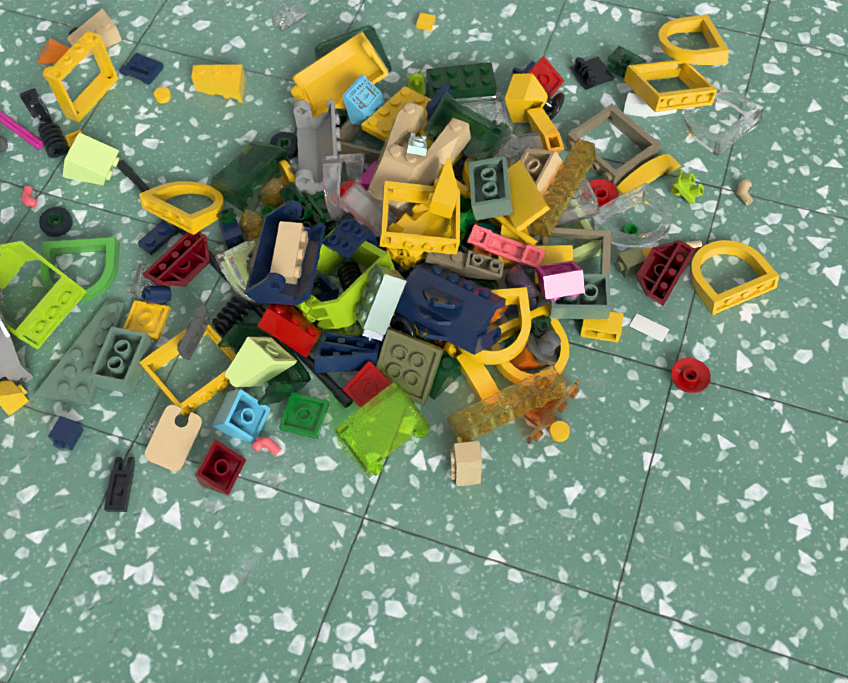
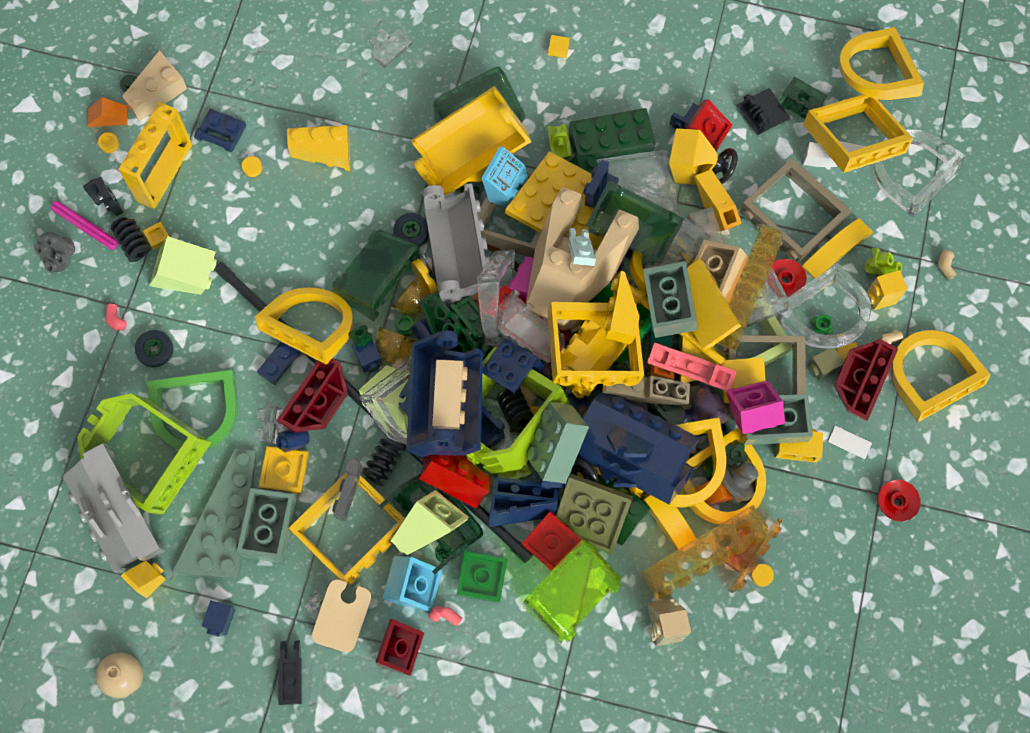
camera: 10 degrees left, 10 degrees up
(688, 205) = (886, 290): none -> yellow brick

